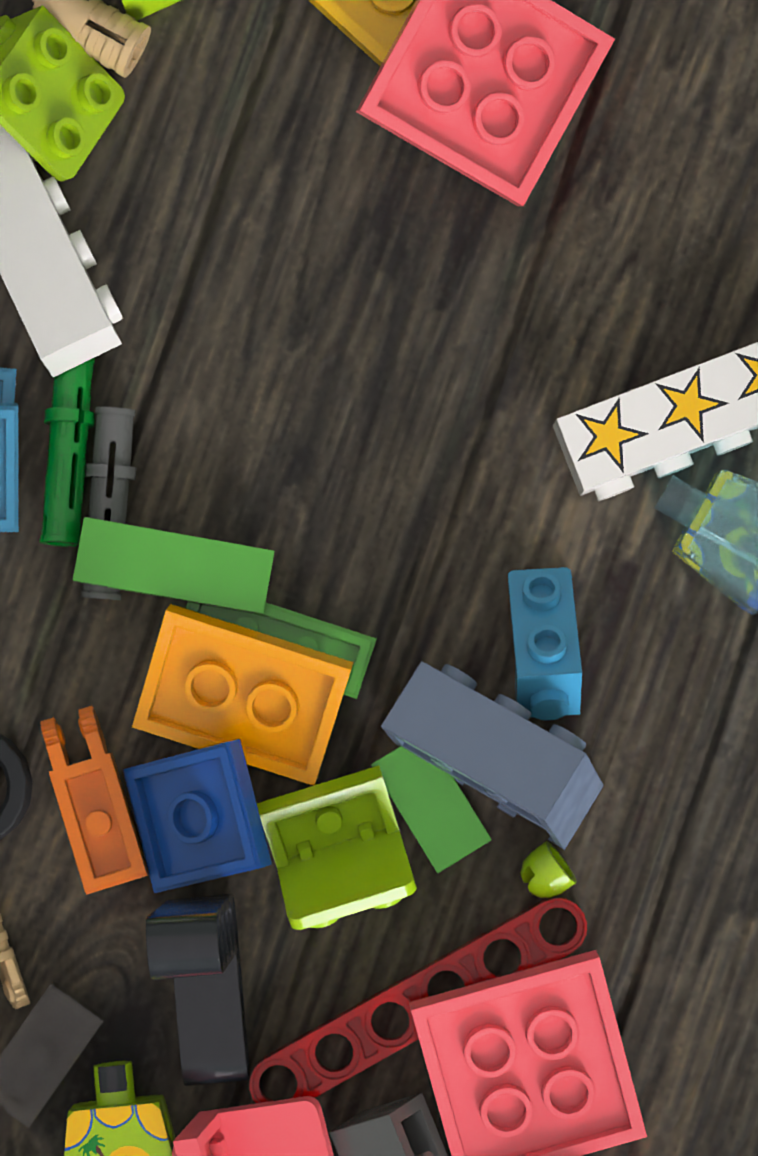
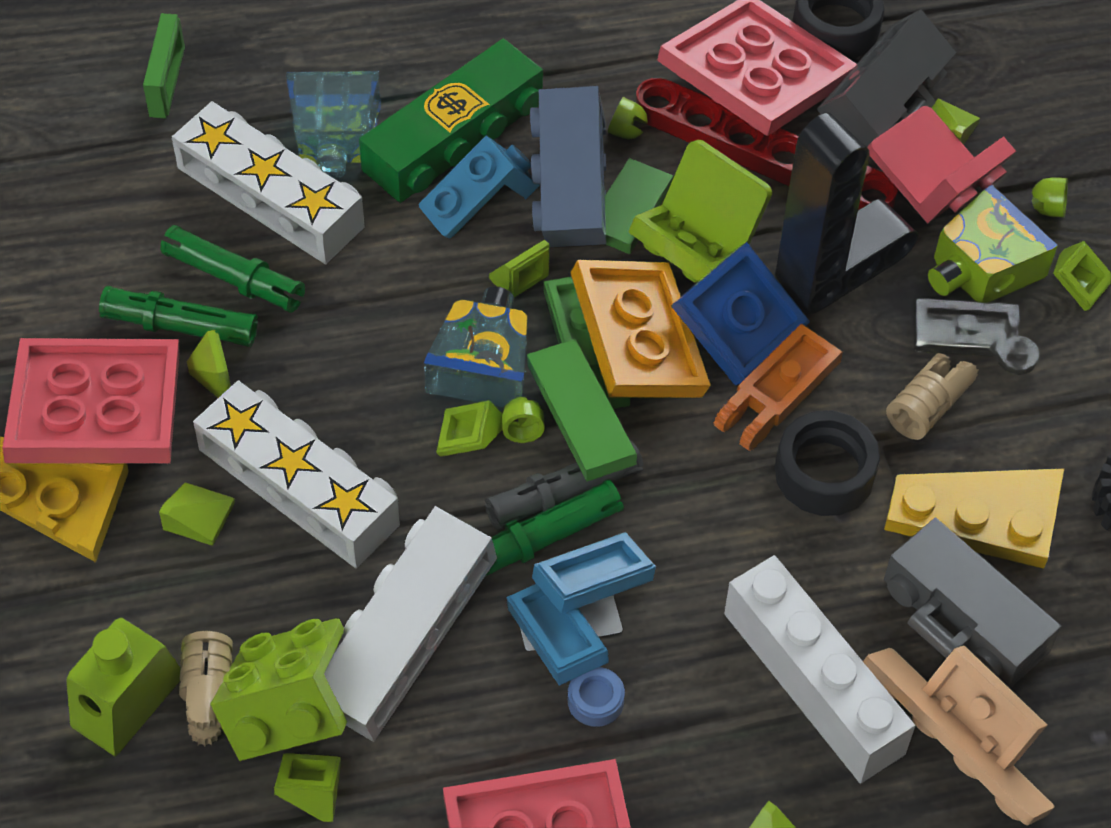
camera: 125 degrees left, 30 degrees down
(216, 510) = (530, 422): none -> lime hinge
(237, 449) = (469, 428): none -> lime slope
(280, 240) = (298, 473): none -> white brick
(304, 123) = (196, 513): none -> lime slope
(319, 516) = (480, 351): none -> torso
(404, 617) = (523, 270): none -> lime slope
(467, 225) = (209, 364): none -> lime slope
(569, 326) = (250, 276): none -> green pin
(611, 170) = (158, 312): none -> green pin
(656, 668) = (450, 120): none -> green brick

